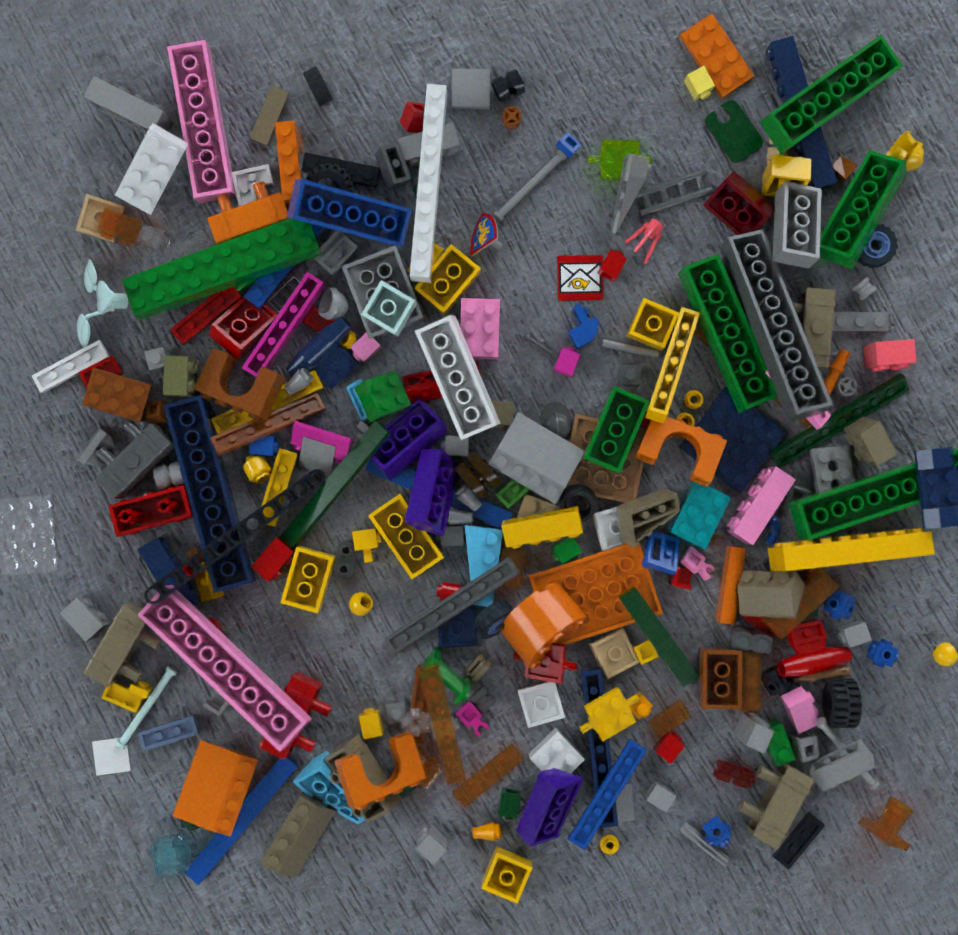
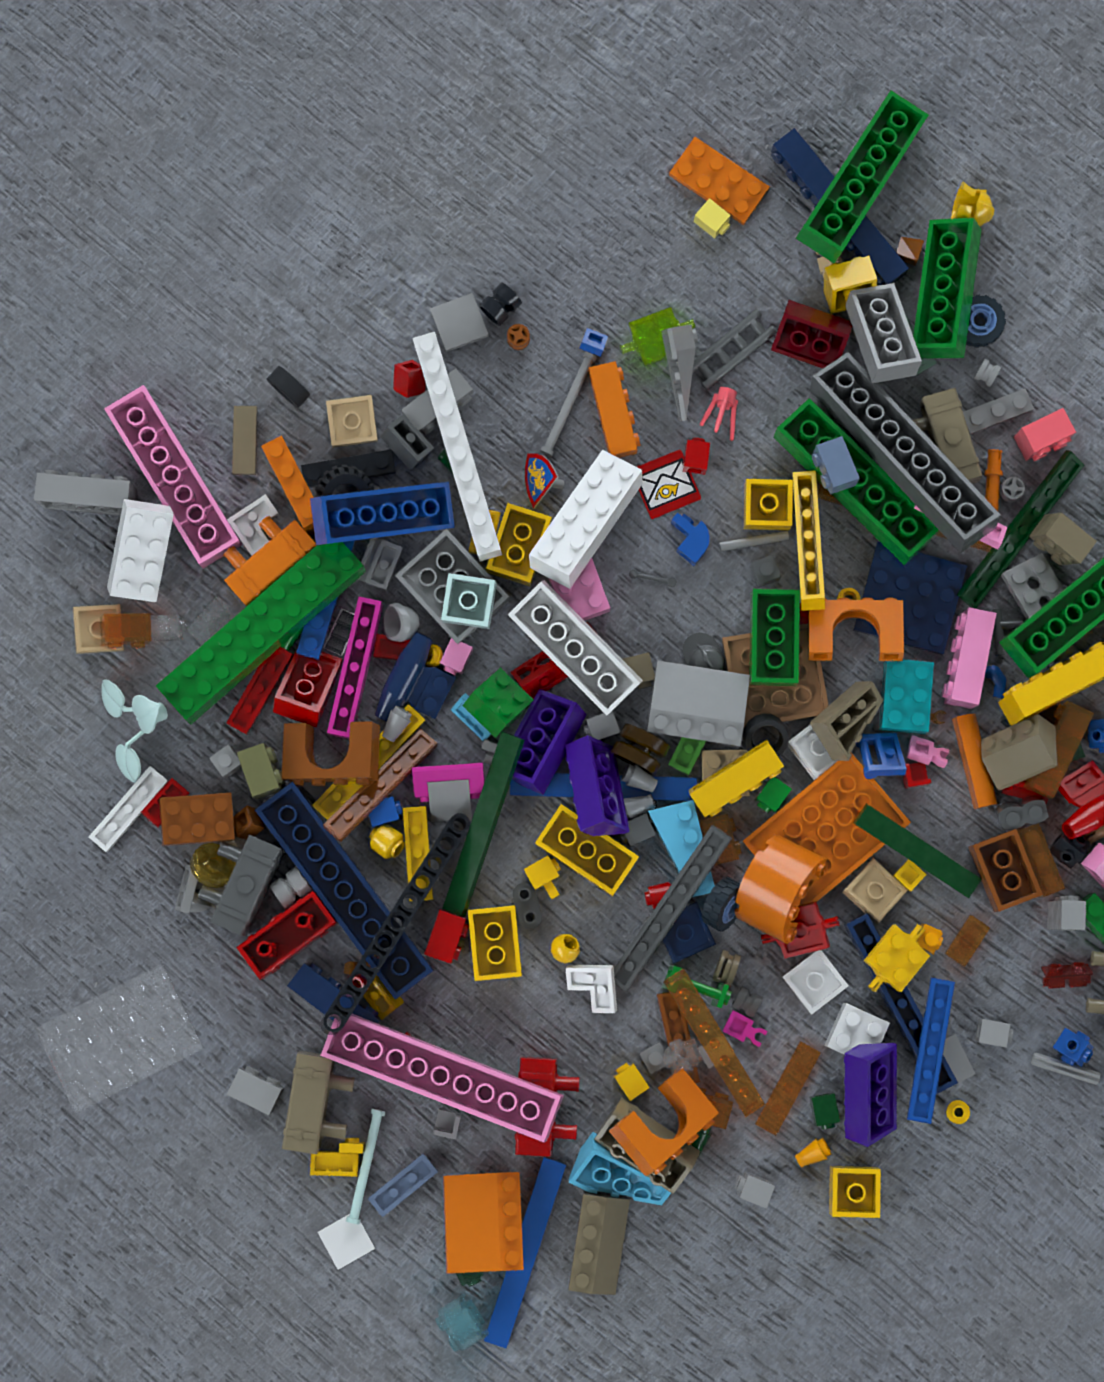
camera: 20 degrees left, 5 degrees down
(113, 435) = (209, 867): none -> clear yellow tile
(357, 133) = (351, 421): none -> tan plate
(376, 639) = (597, 980): none -> white plate
(506, 280) = (585, 519): none -> white brick
(562, 204) = (612, 409): none -> orange brick
(566, 361) = (688, 583): dark pink brick -> none
(669, 746) = (980, 971): red brick -> none
(699, 397) = (848, 563): yellow plate -> none
(717, 314) = (835, 465): none -> sand blue brick
(737, 136) = (777, 259): dark green piece -> none

